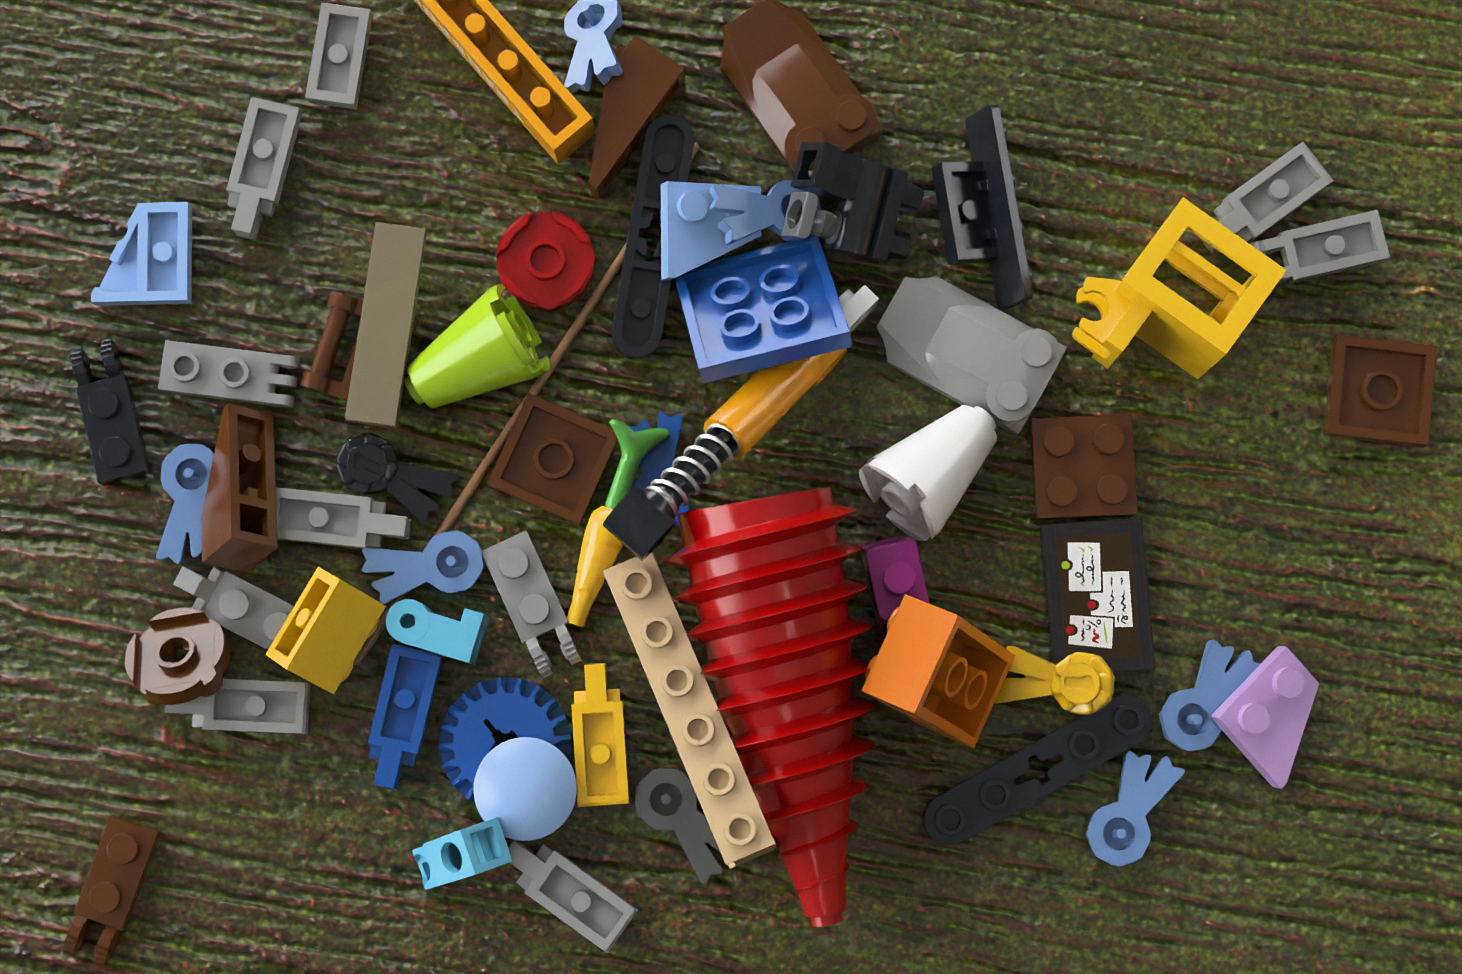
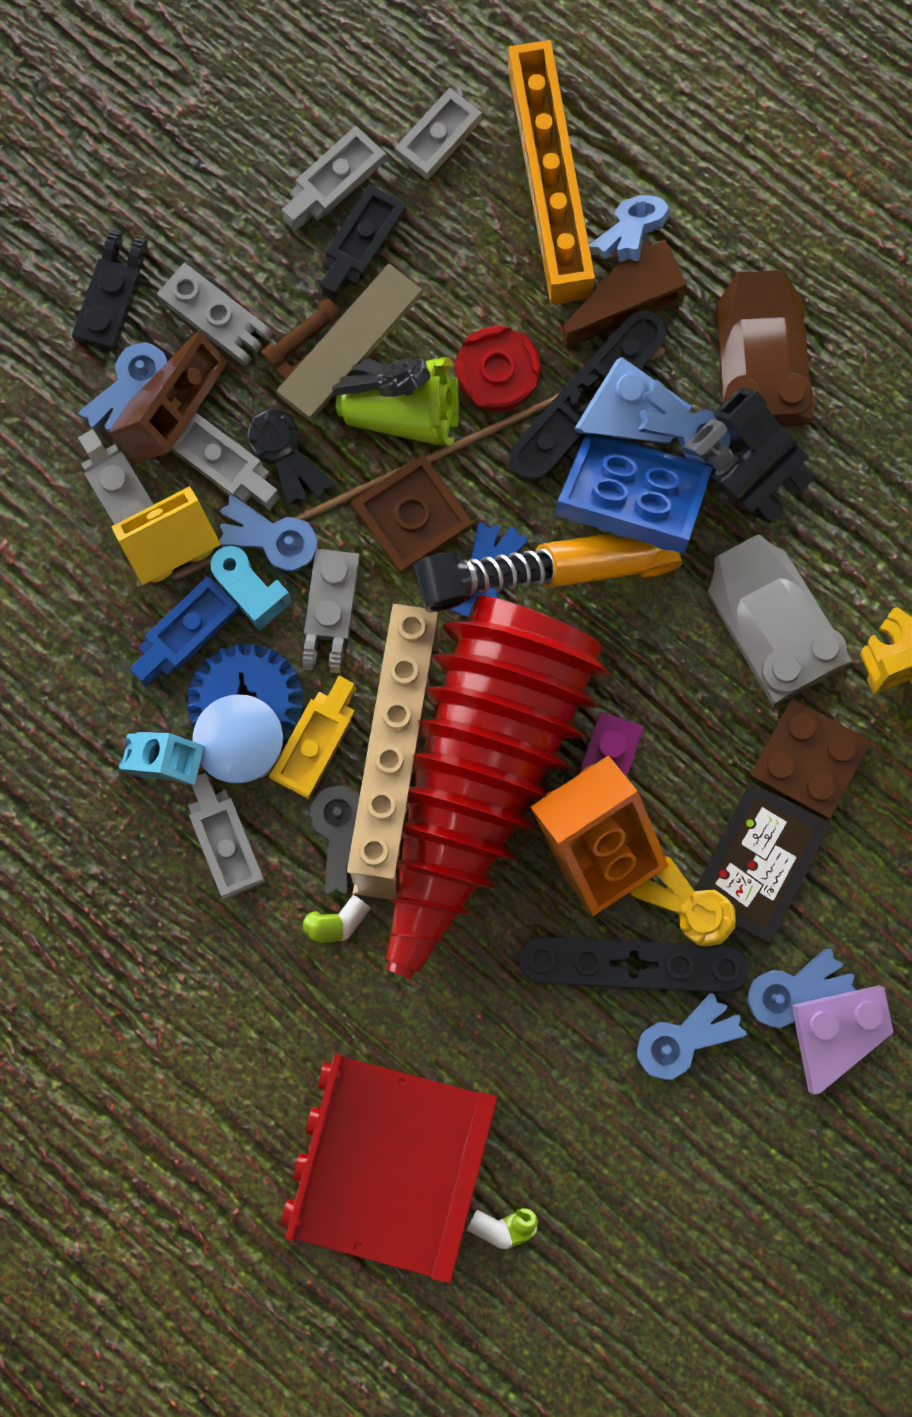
camera: 35 degrees right, 5 degrees down
(152, 259) = (211, 199): light blue wing -> none
(192, 676) = (55, 509): plate -> none
(251, 707) = (74, 556): light grey hinge -> none
(329, 211) = (360, 240): none -> black hinge
(460, 343) = (390, 380): none -> black piece
(599, 545) = (407, 590): piece -> none
(732, 911) = (336, 927): none -> arm
(858, 306) = (706, 537): white plate -> none
(930, 470) = (689, 687): white cone -> none
(981, 209) = (848, 520): black bracket -> none

